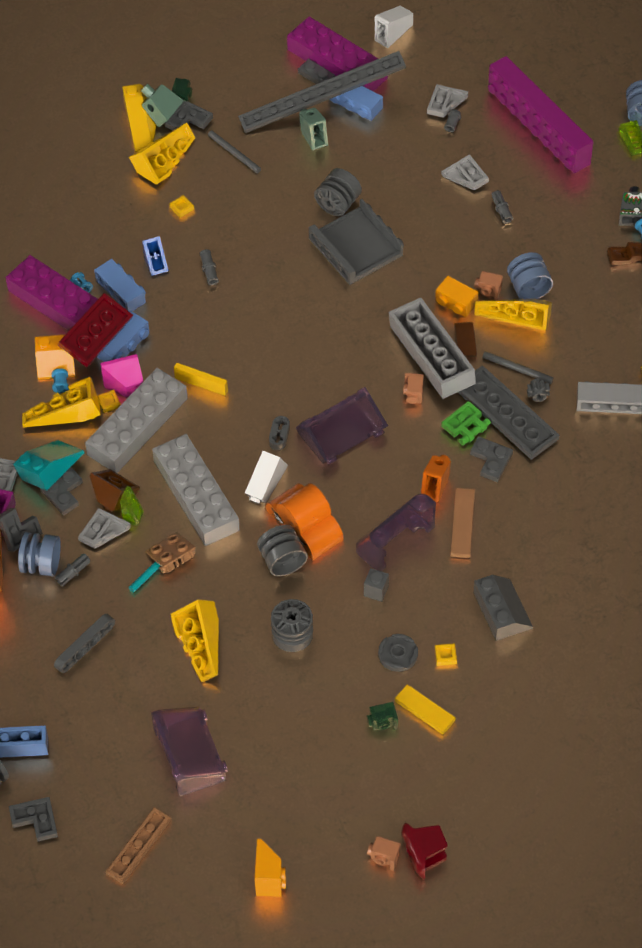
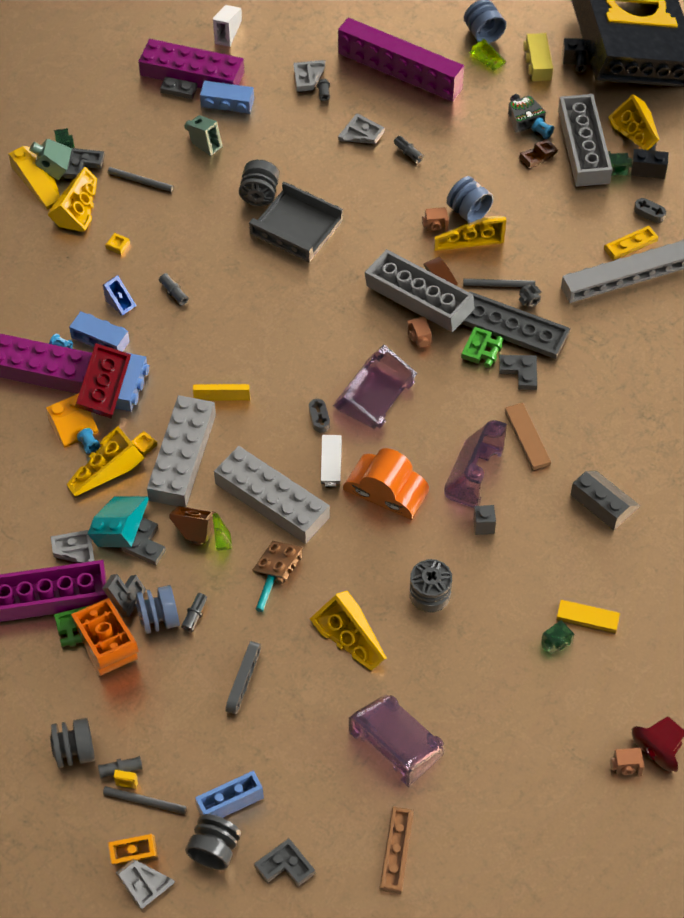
camera: 25 degrees left, 0 degrees up
(102, 529) = (202, 563): light grey wing -> none
(122, 375) = (149, 414): dark pink slope -> none
(269, 873) = (535, 822): light orange slope -> none
(282, 550) = (384, 520): dark grey wheel -> none
(322, 91) = (197, 100): dark grey plate -> none
(398, 652) = (535, 574): dark grey tile -> none
(436, 468) = (484, 395): orange torso -> none
(445, 654) = (578, 559): yellow tile -> none
(456, 296) = (412, 239): light orange brick -> none

